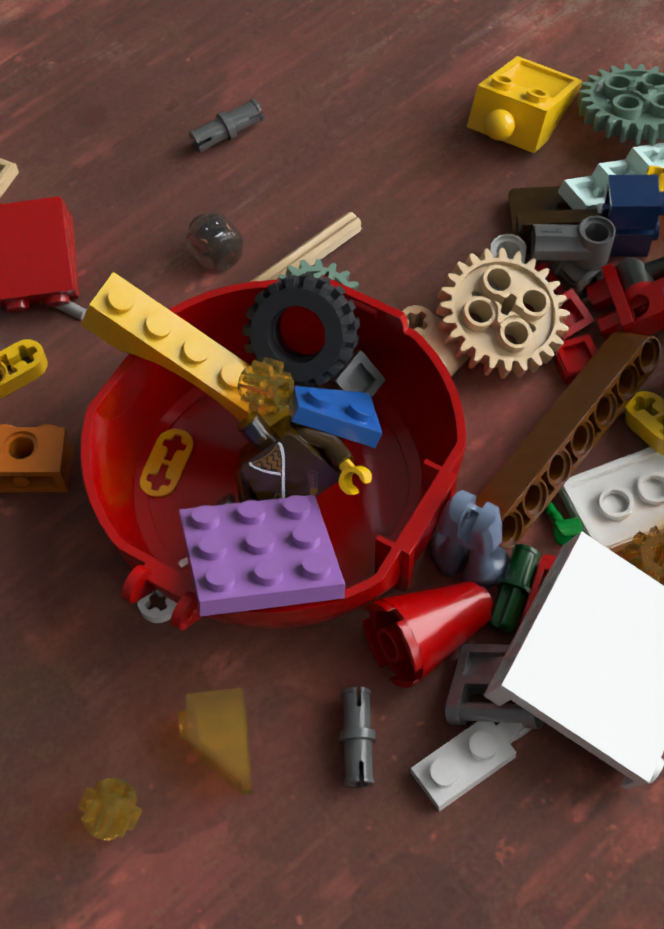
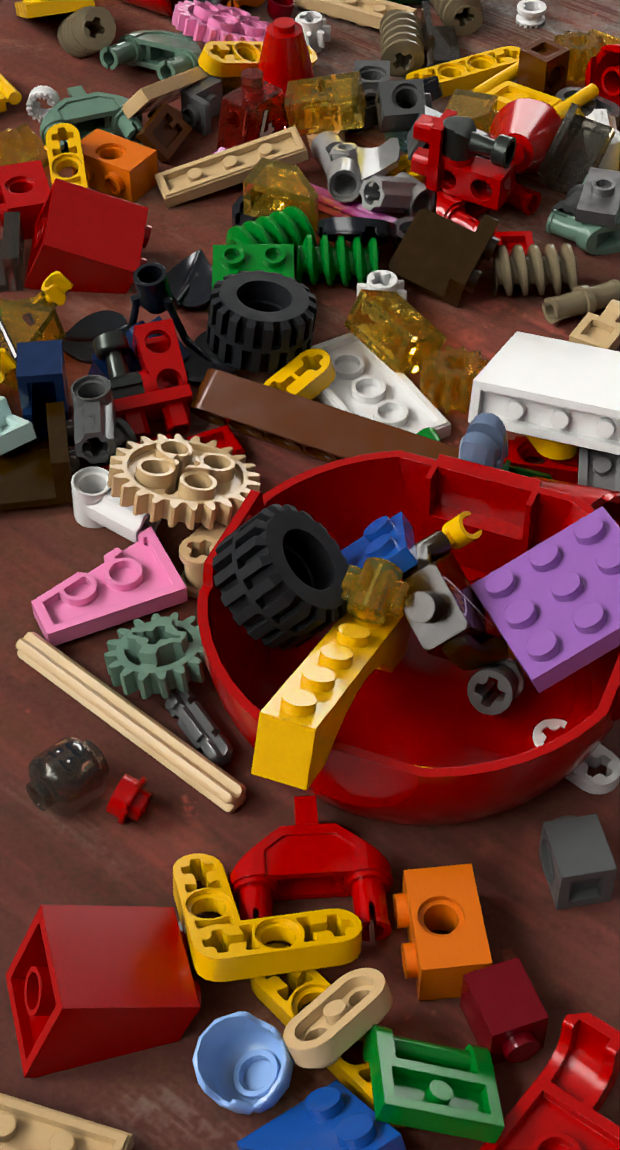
camera: 100 degrees left, 15 degrees down
(45, 323) = (221, 943): none -> yellow beam
(62, 558) = (577, 861): none -> dark grey brick
(99, 366) = (313, 863): none -> red connector
(189, 279) = (129, 799): none -> red plate
(395, 268) = (117, 591): none -> bright pink wing

